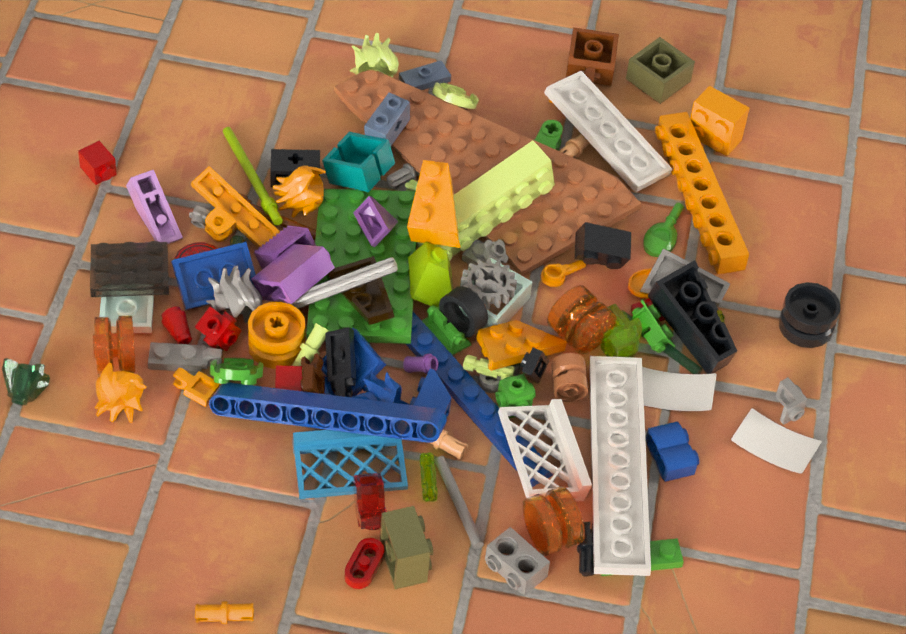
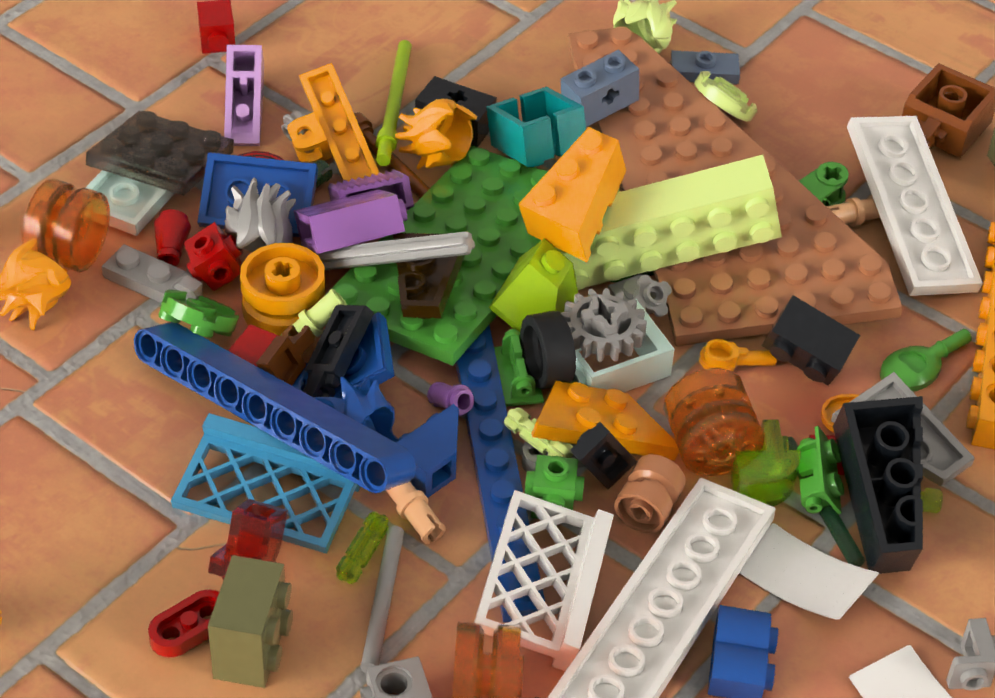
camera: 30 degrees right, 5 degrees down
(197, 387) = (137, 313): light orange plate -> none
(374, 220) = (502, 199): medium lavender slope -> none

